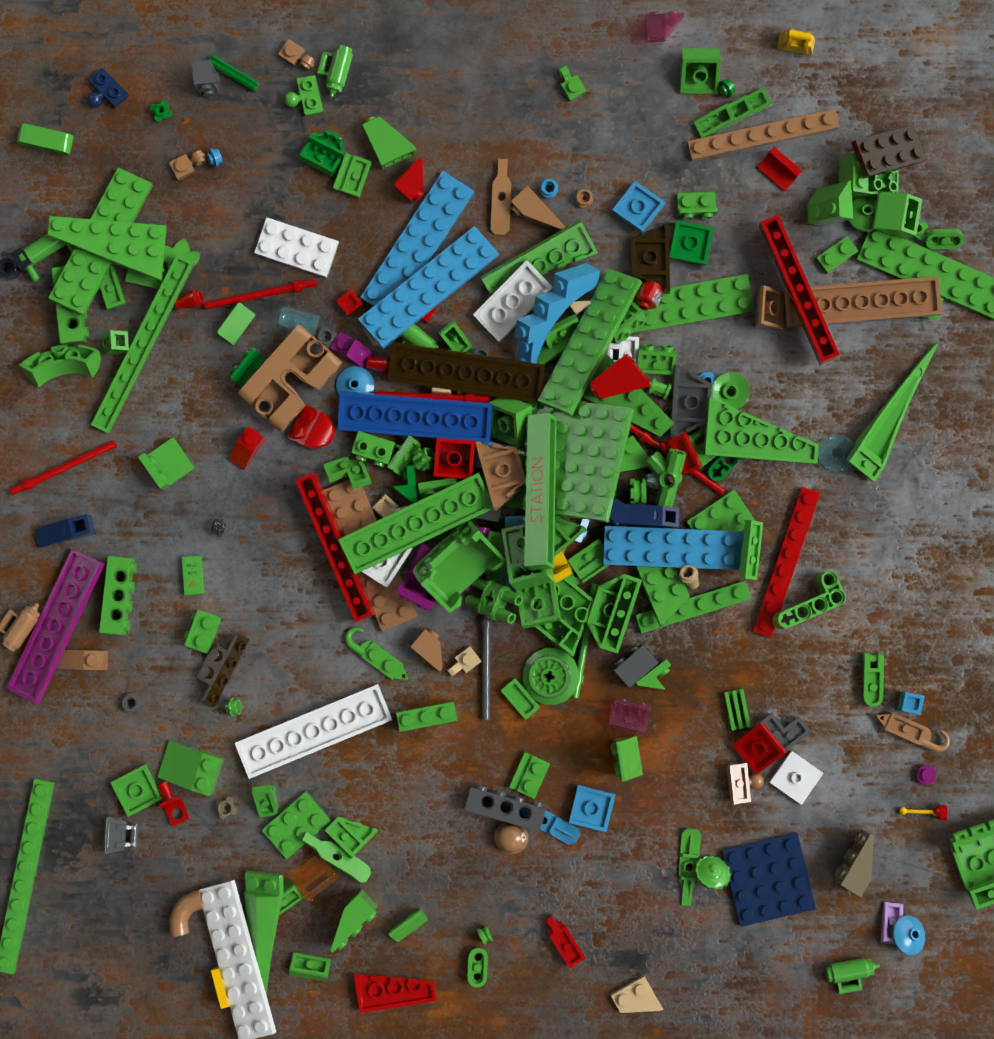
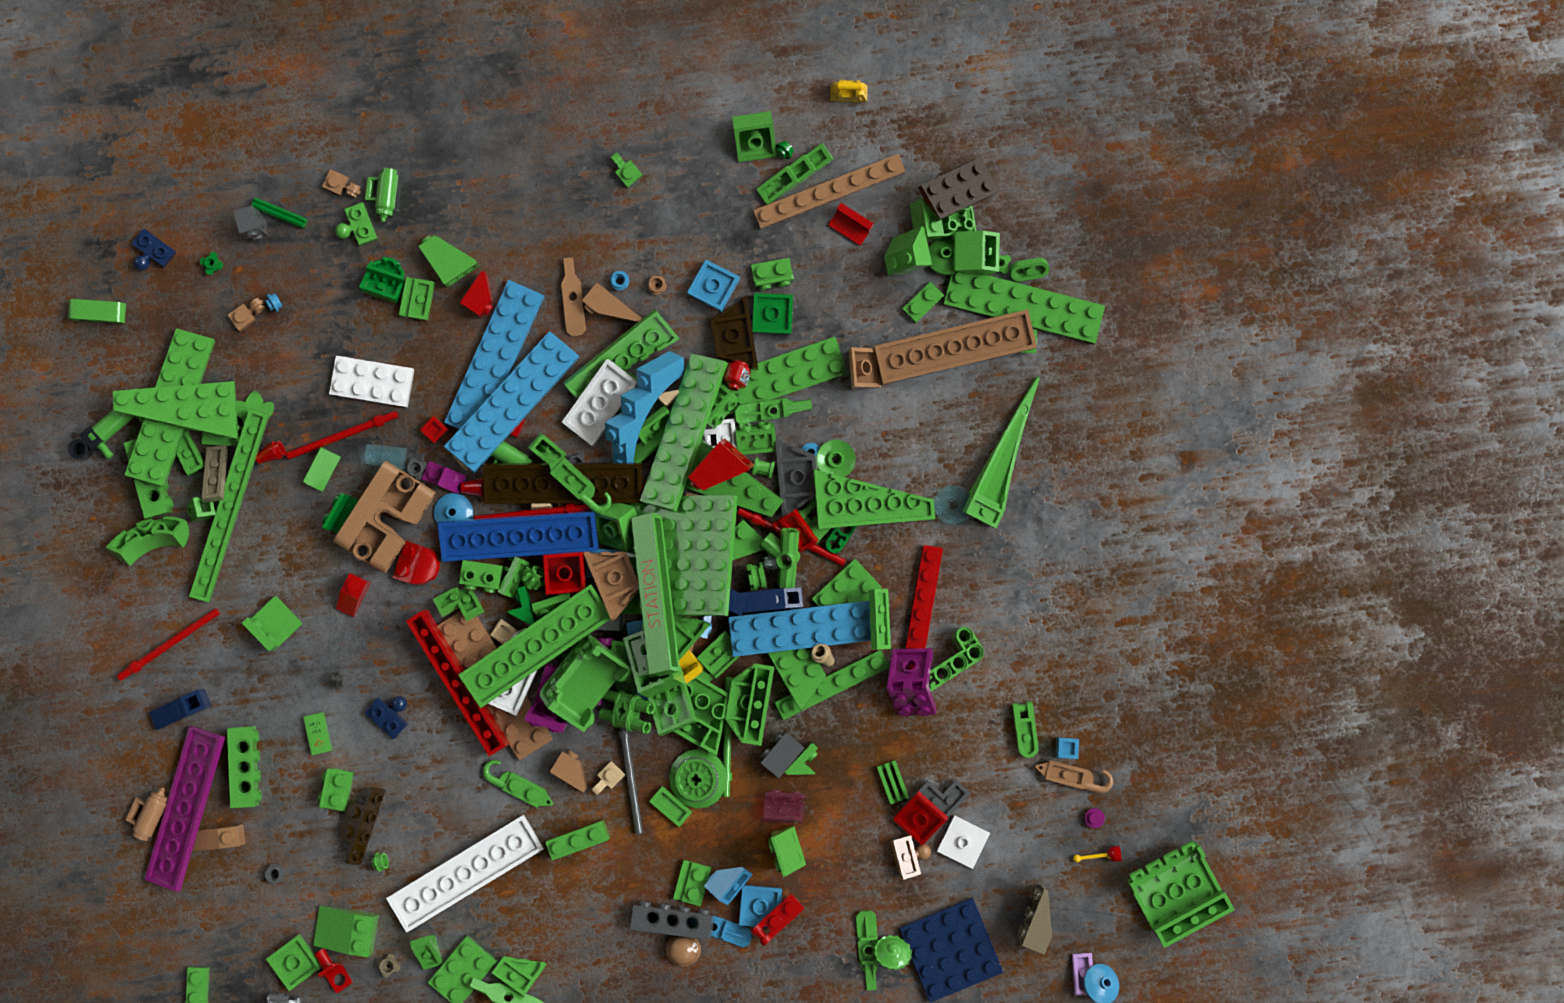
camera: 10 degrees left, 0 degrees up
(134, 311) = (214, 473): none -> dark tan plate
(262, 570) = (387, 717): none -> dark blue plate
(480, 374) = (576, 483): none -> bright green plate
(564, 780) = (727, 883): none -> dark azure slope
(607, 822) = (778, 918): none -> red plate
(661, 26) = (708, 97): clear pink slope -> none
(665, 334) = (761, 410): none -> bright green piece
(771, 617) = (910, 688): none -> magenta bracket
(799, 290) = (888, 346): red brick -> none

